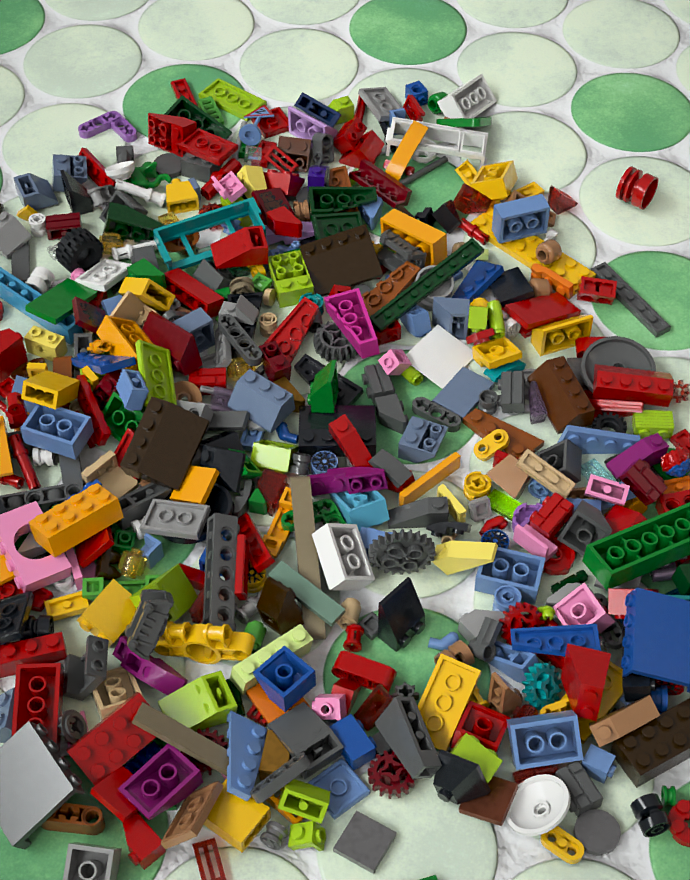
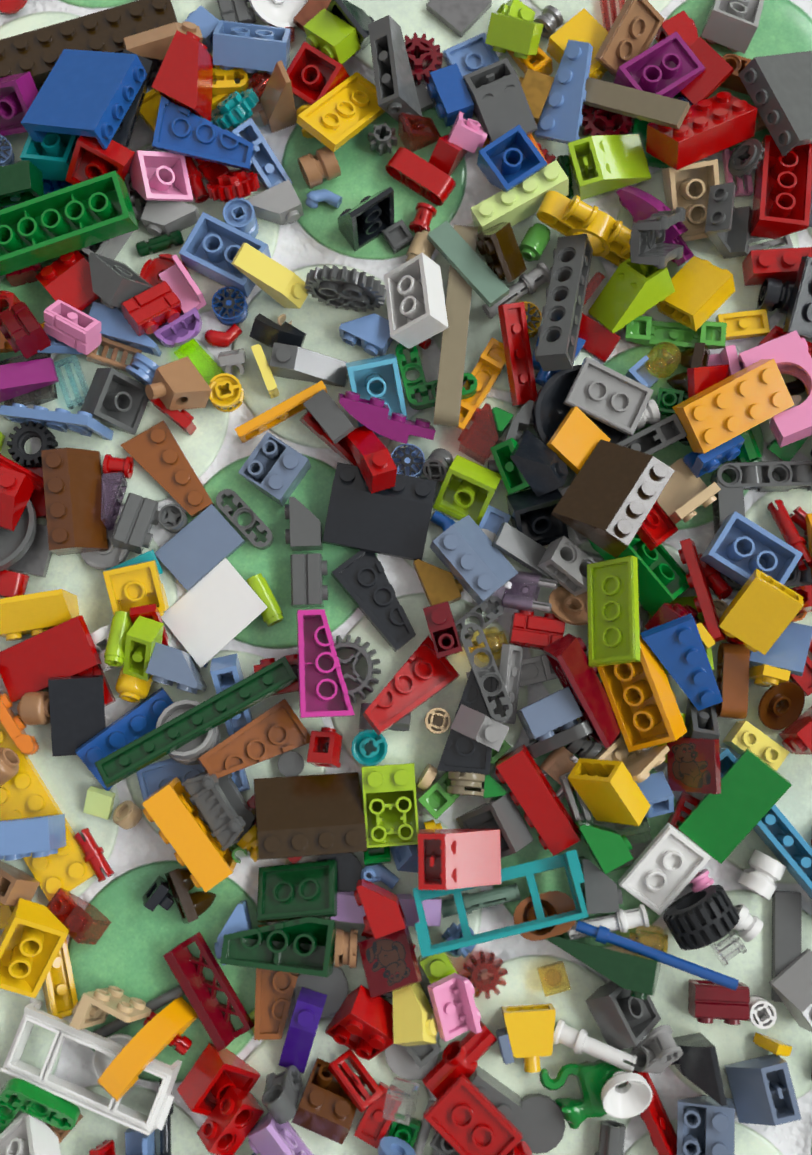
camera: 170 degrees left, 30 degrees up
(48, 261) = (748, 925): none -> white wheel
(99, 346) = (686, 697): light orange axle -> none
(132, 389) = (651, 579): medium blue brick -> none
(140, 237) = (604, 935): none -> blue bar
(242, 567) = (537, 306): red tile -> none
(280, 777) = (526, 41): dark grey beam -> none
(324, 389) = (387, 560): green slope -> none
(394, 362) = (279, 596): bright pink brick -> none
(432, 164) = (97, 1004): none -> tan bracket
(447, 216) = (123, 894): black slope -> none
(483, 646) = (279, 170): dark grey piece -> none
(491, 444) = (190, 446): yellow plate -> none
(540, 427) = (118, 465): none -> red bush
(545, 474) = (140, 360): tan tile -> none
(547, 611) = (201, 197): lime arm -> none

